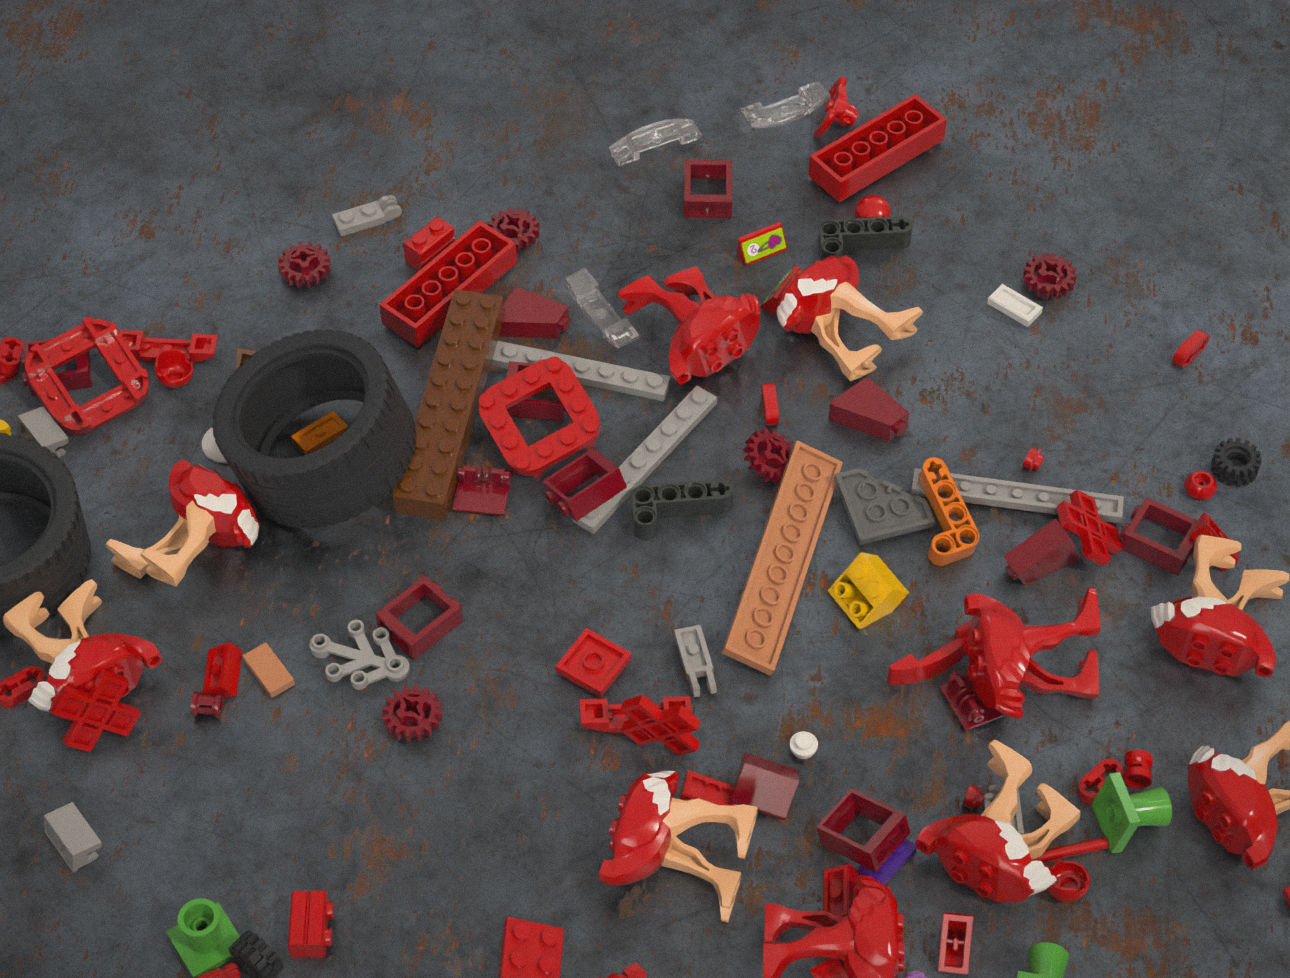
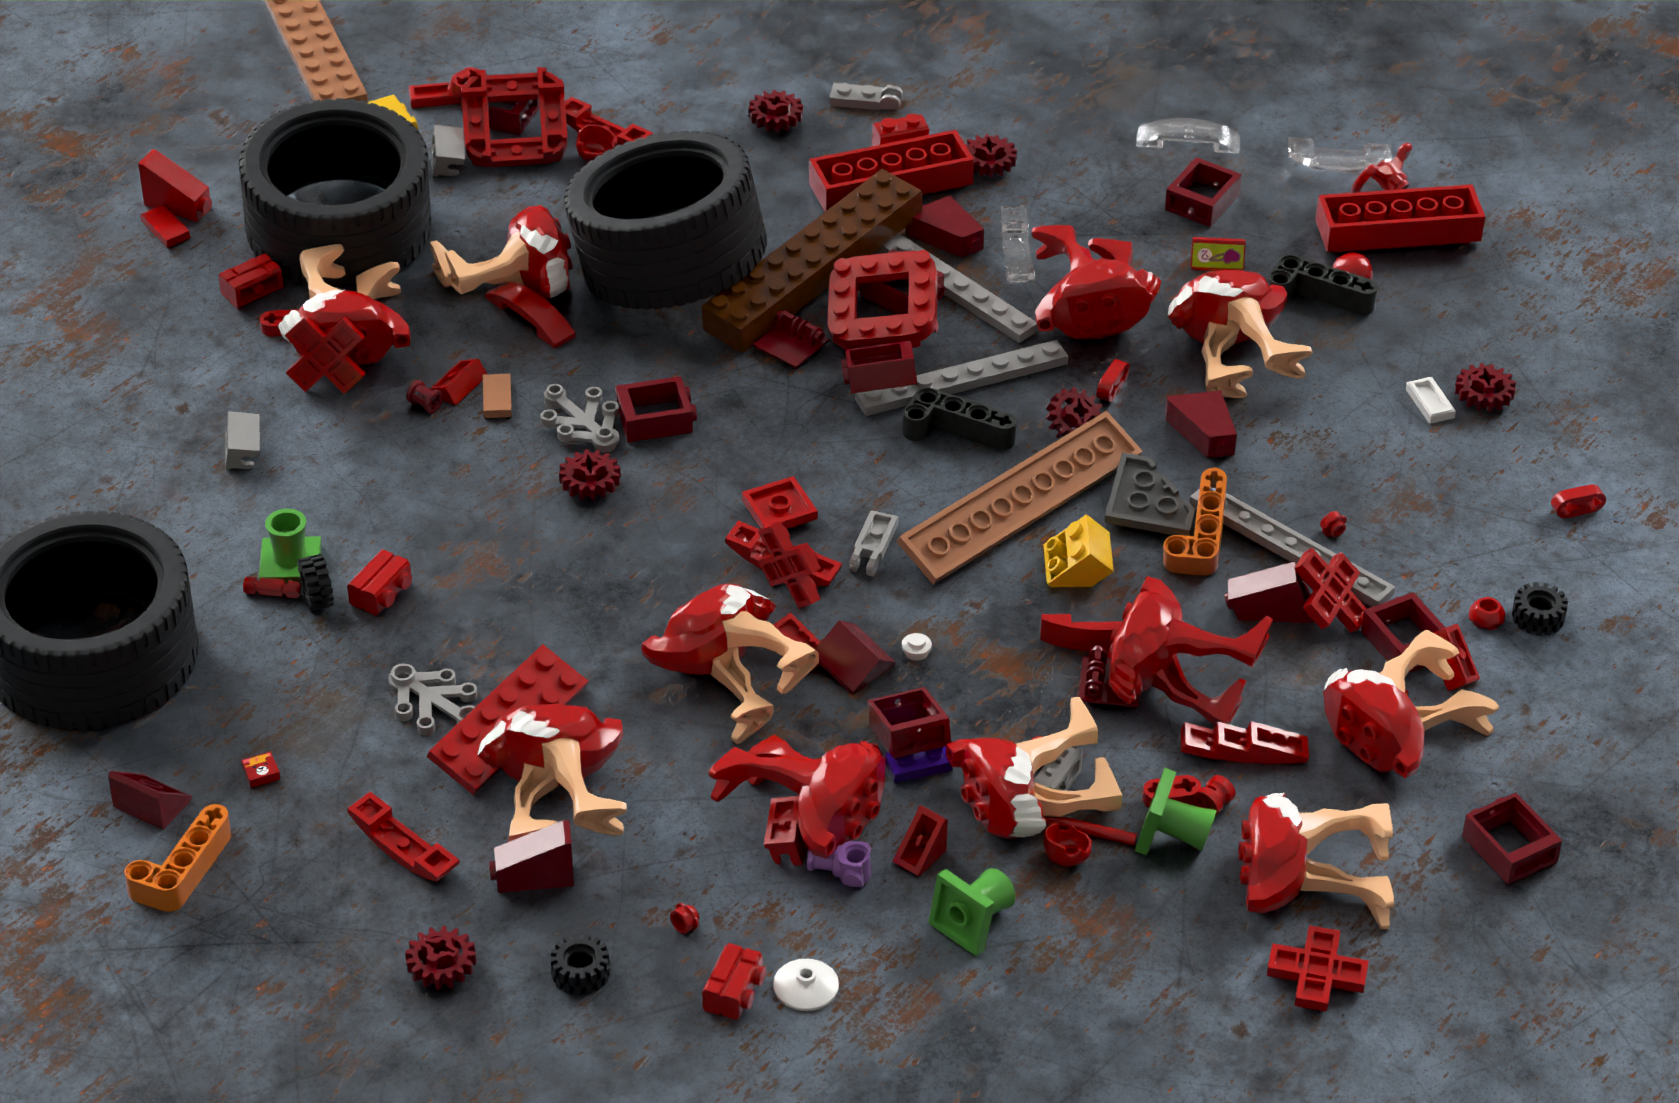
camera: 30 degrees right, 10 degrees down
(241, 565) = (534, 308): none -> red slope
(1121, 705) = (1250, 745): none -> red slope

